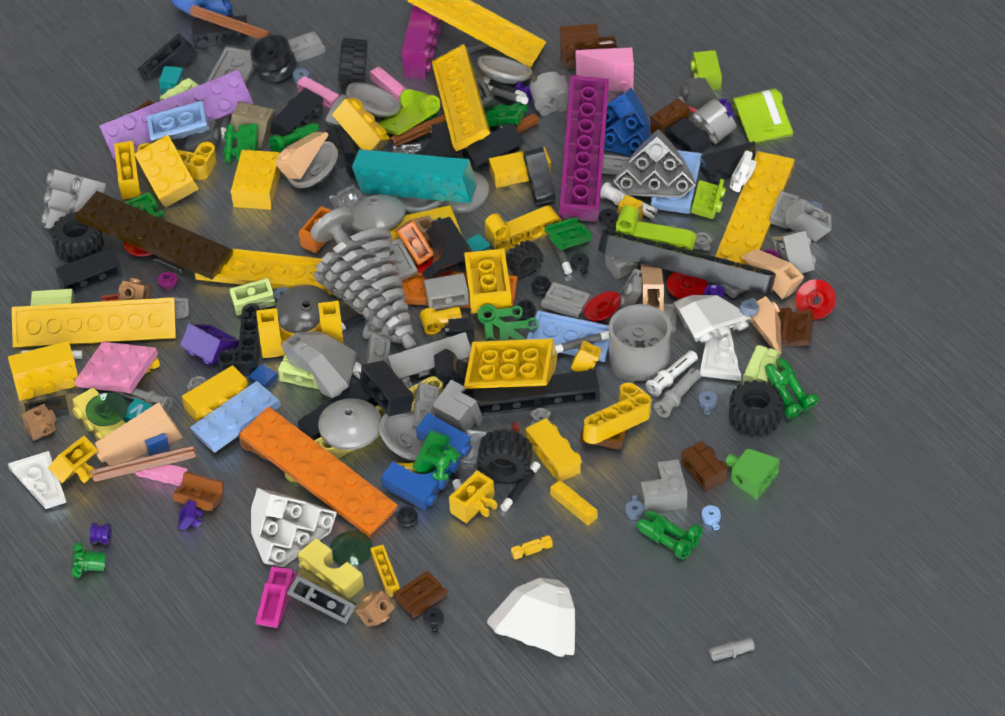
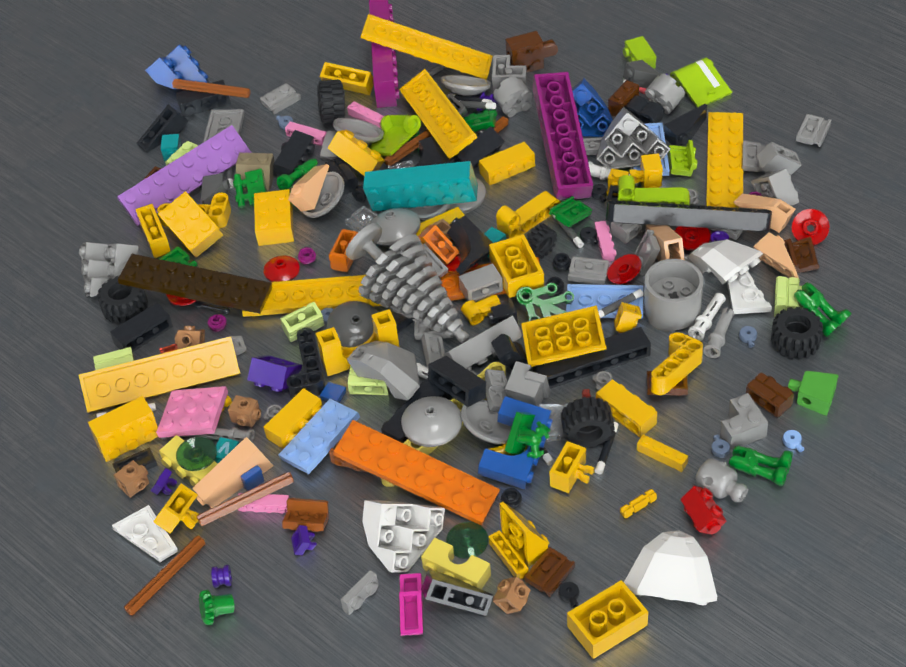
camera: 10 degrees left, 0 degrees up
(46, 522) = (164, 575): none -> dark orange axle
(68, 431) = (162, 482): none -> dark purple tile
(168, 377) = (244, 411): none -> medium nougat brick
(178, 122) = (191, 179): light blue slope -> none
(229, 576) = (359, 592): none -> light grey plate
(250, 236) = (281, 268): none -> red dish
(273, 58) = (258, 111): black wheel -> none
(279, 227) = (306, 255): none -> magenta plate
(378, 38) = (352, 79): none -> yellow brick
(402, 552) = (522, 535): none -> yellow slope
(459, 649) = (607, 619): none -> yellow brick
(539, 176) = (528, 167): black beam -> none
(550, 60) = (502, 70): none -> light grey brick
(591, 566) = (703, 510): none -> red brick
(594, 271) = (604, 241): none -> bright pink piece
(611, 64) = (555, 61): bright pink slope -> none
(619, 540) = (720, 480): none -> light grey piece
(664, 208) = (650, 172): none -> yellow brick
(731, 649) = (862, 563): light grey axle -> none
(742, 171) = (704, 131): white plate -> none
(749, 307) = (759, 244): sand blue piece -> none
(863, 193) = (813, 130): none -> light grey plate

